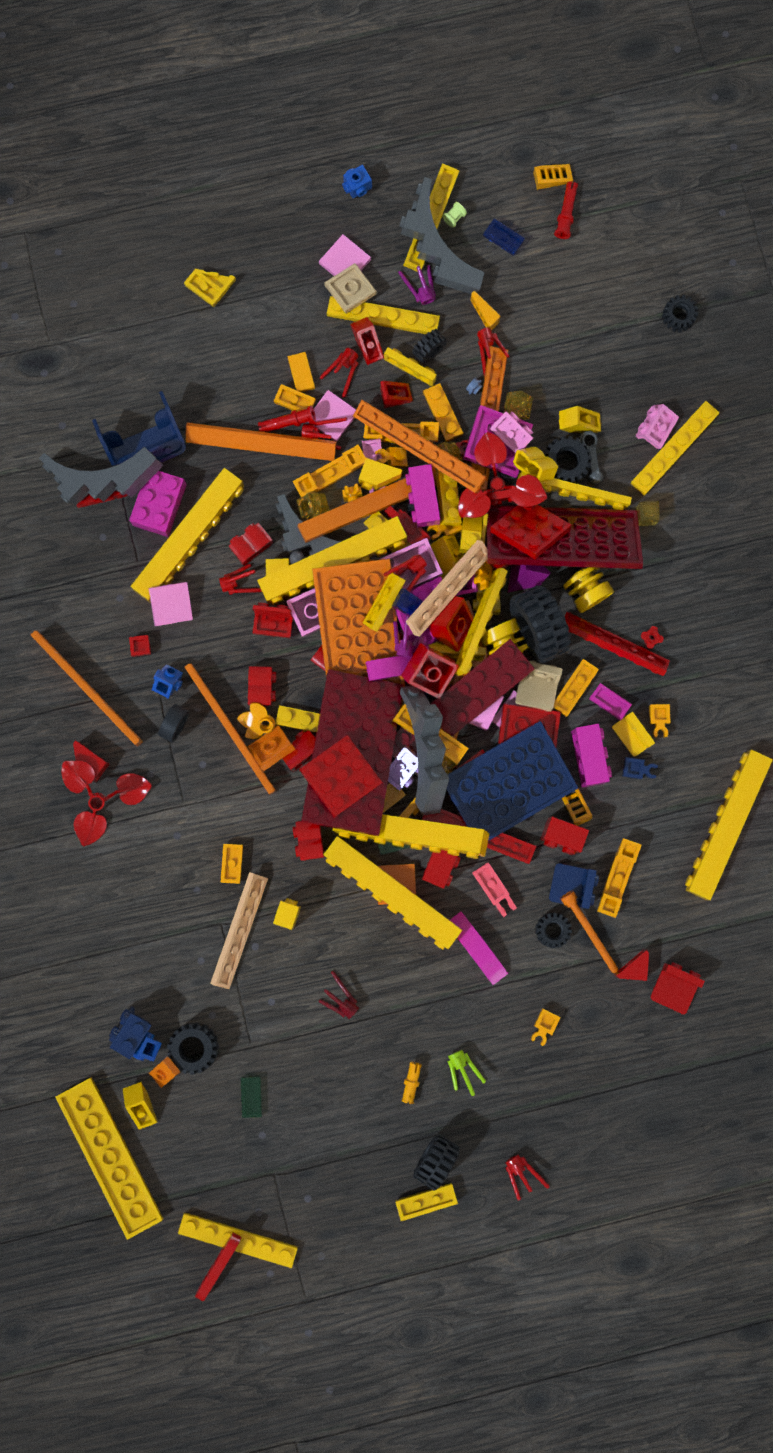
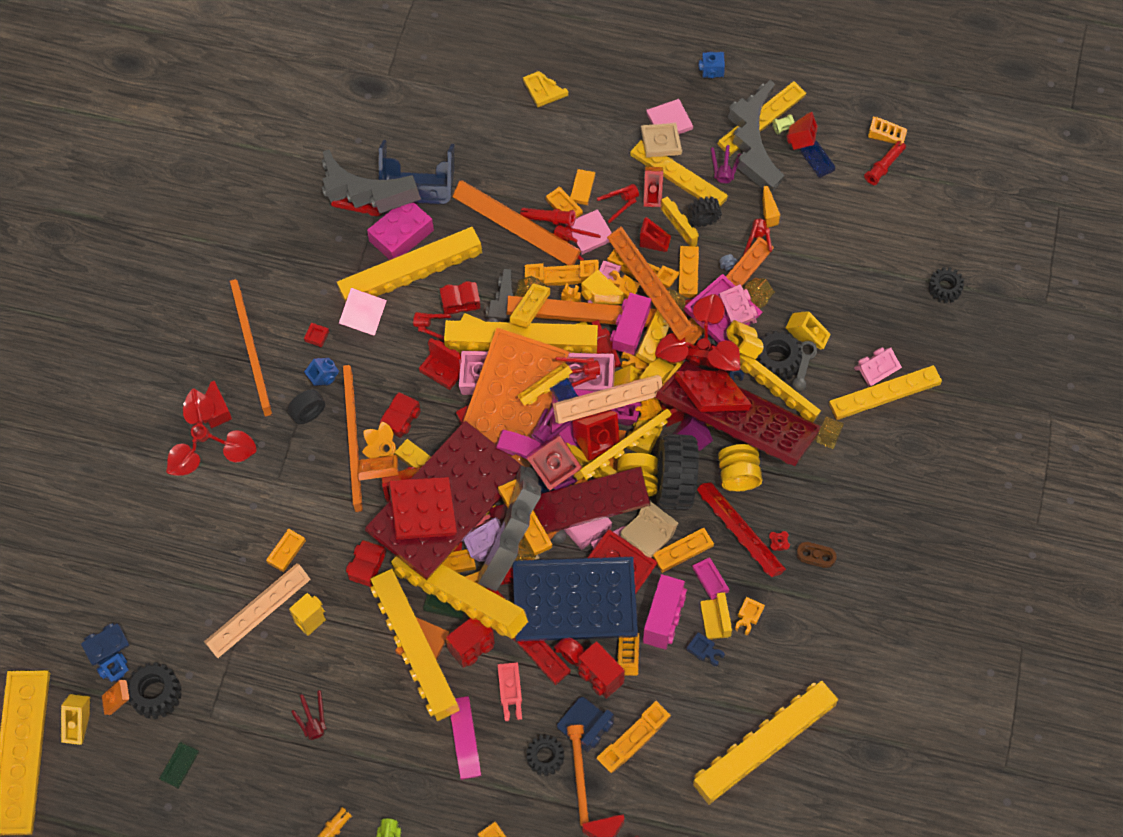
camera: 30 degrees right, 20 degrees down
(326, 527) = (530, 305): none -> yellow plate
(477, 215) = (803, 132): none -> red slope
(528, 829) = (570, 650): none -> red hair
(689, 635) = (816, 553): none -> reddish brown plate

